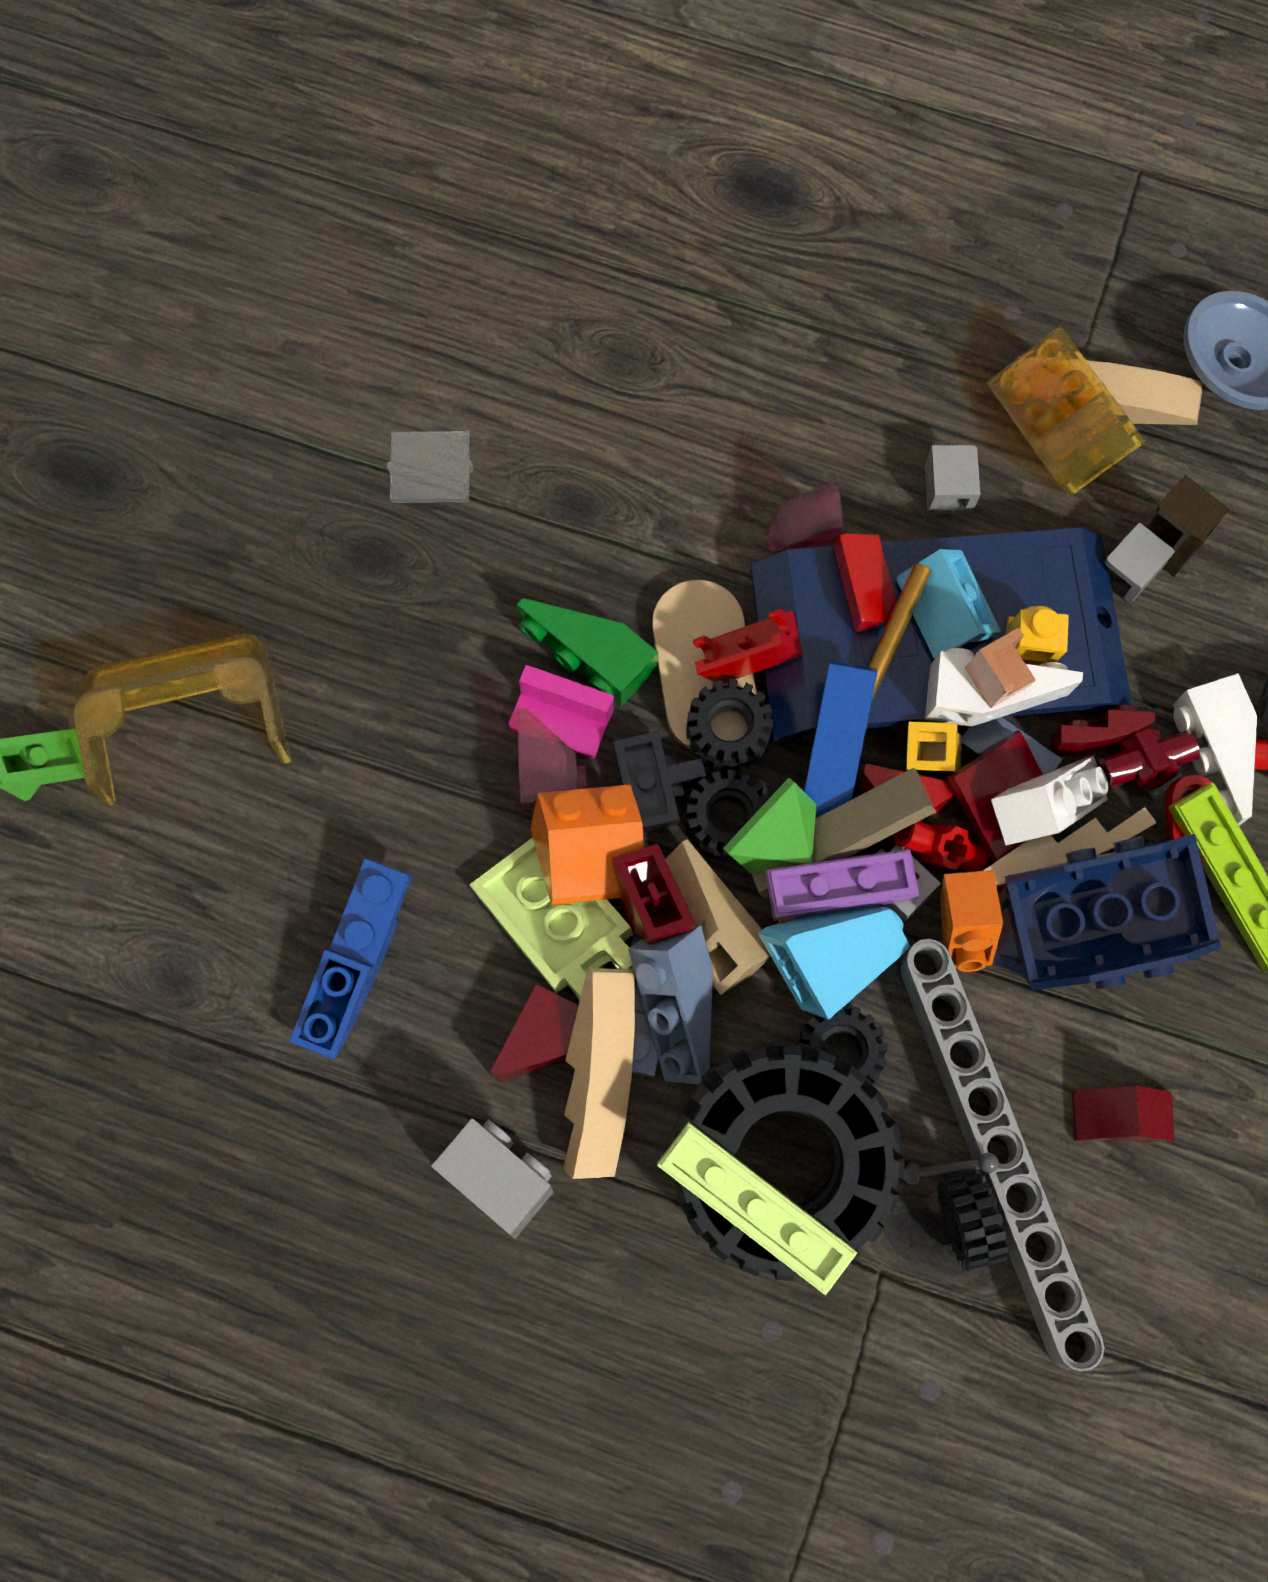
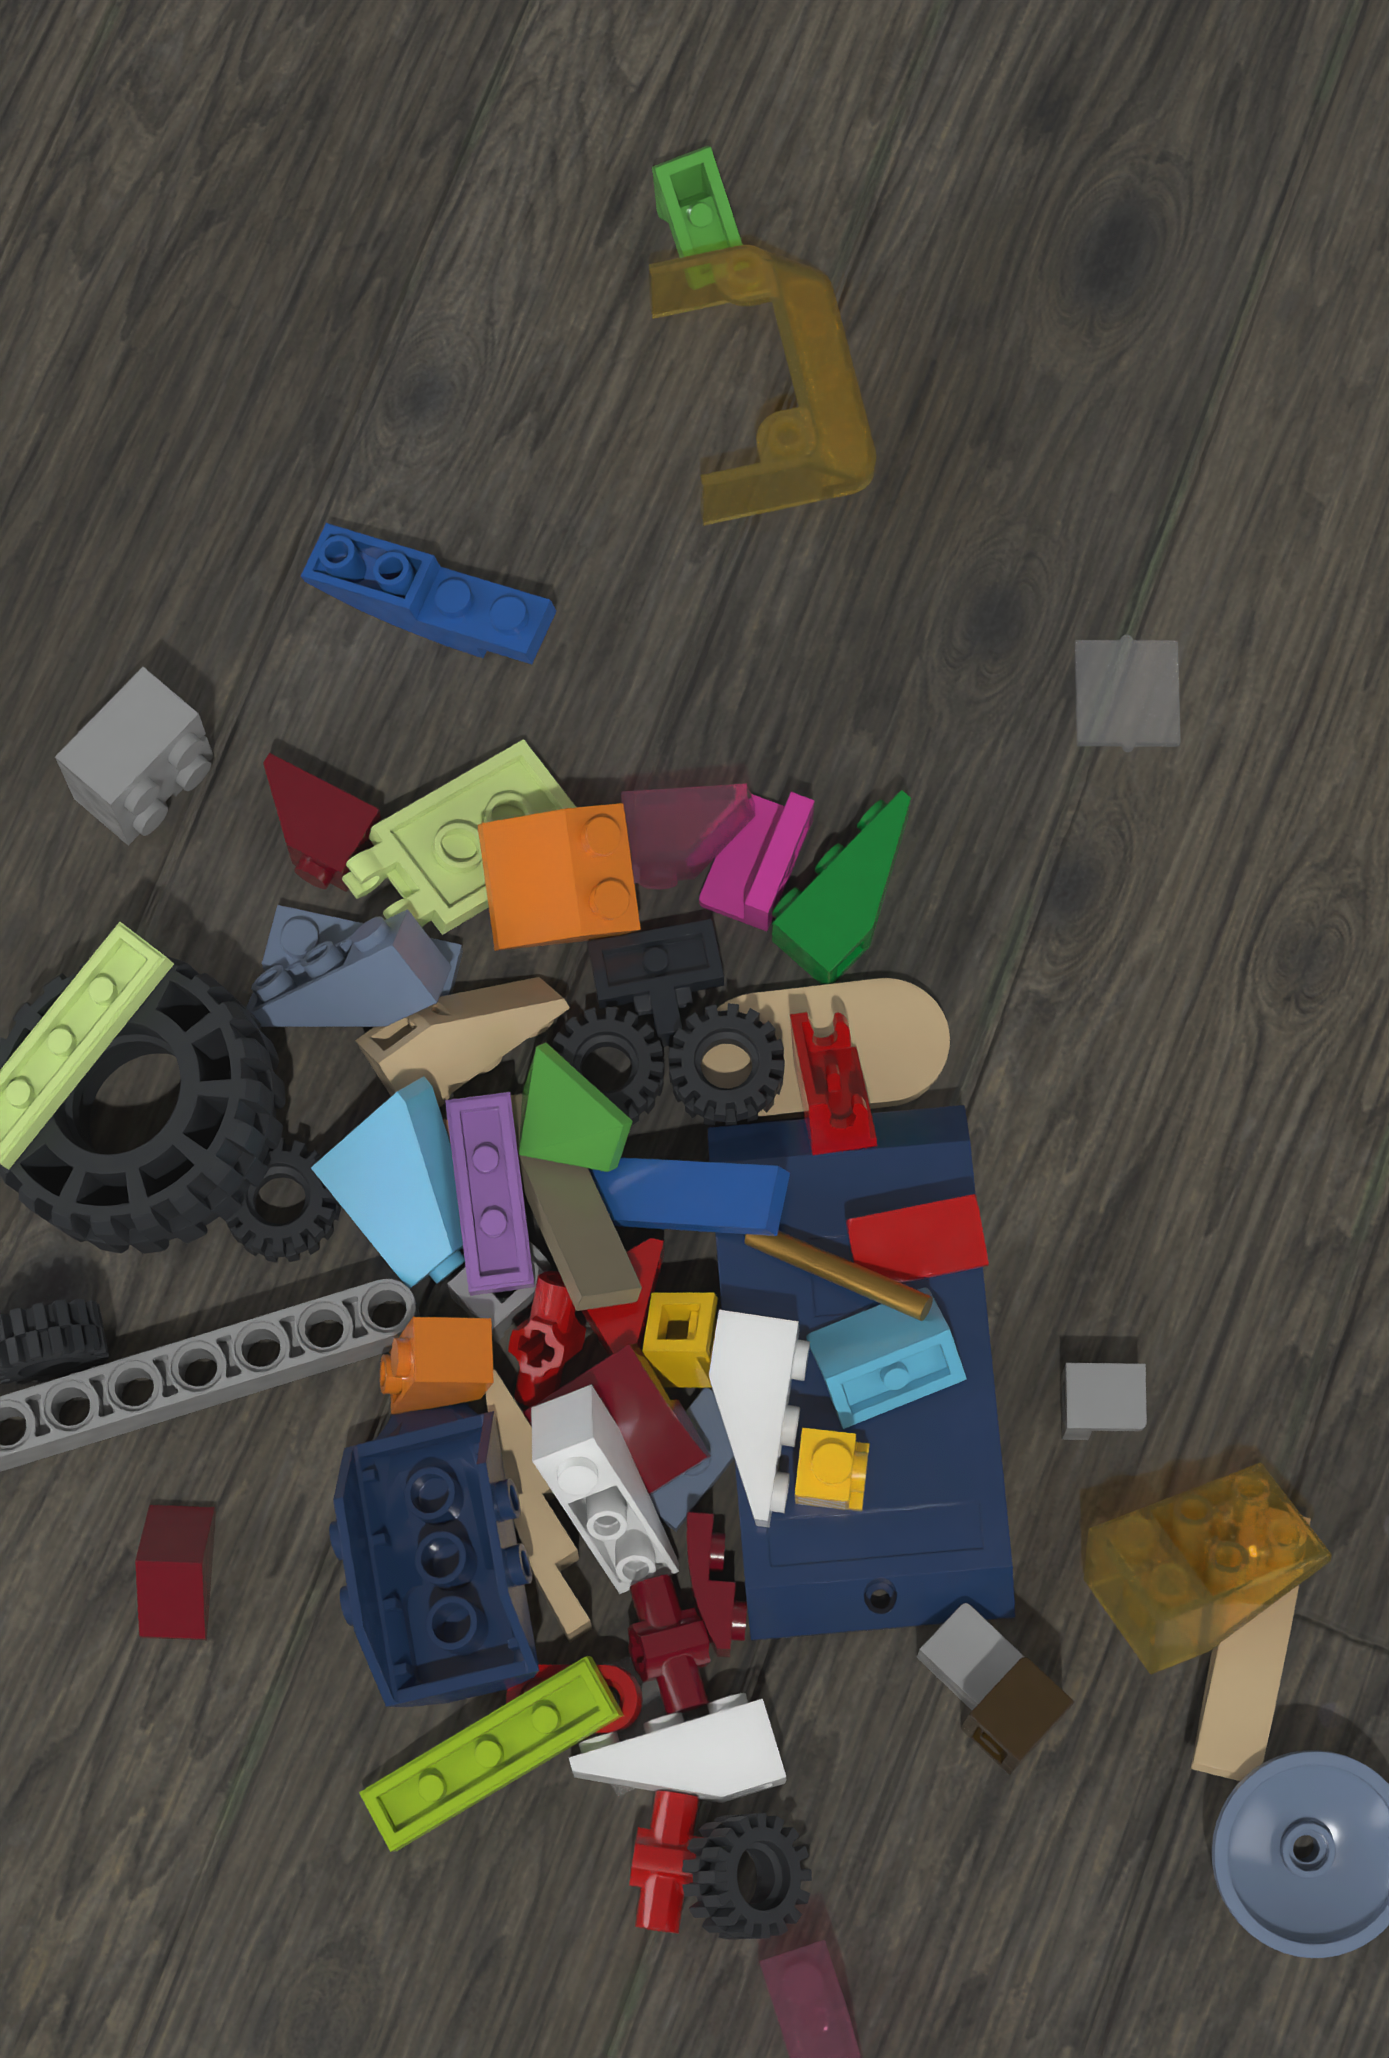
camera: 95 degrees right, 0 degrees up
(603, 1072) = (260, 885): tan slope -> none
(651, 895) = (480, 945): dark red slope -> none
(808, 520) = (1019, 1186): clear pink slope -> none
(913, 1172) = (118, 1288): dark grey hinge -> none
(1000, 669) = (760, 1392): nougat panel -> none

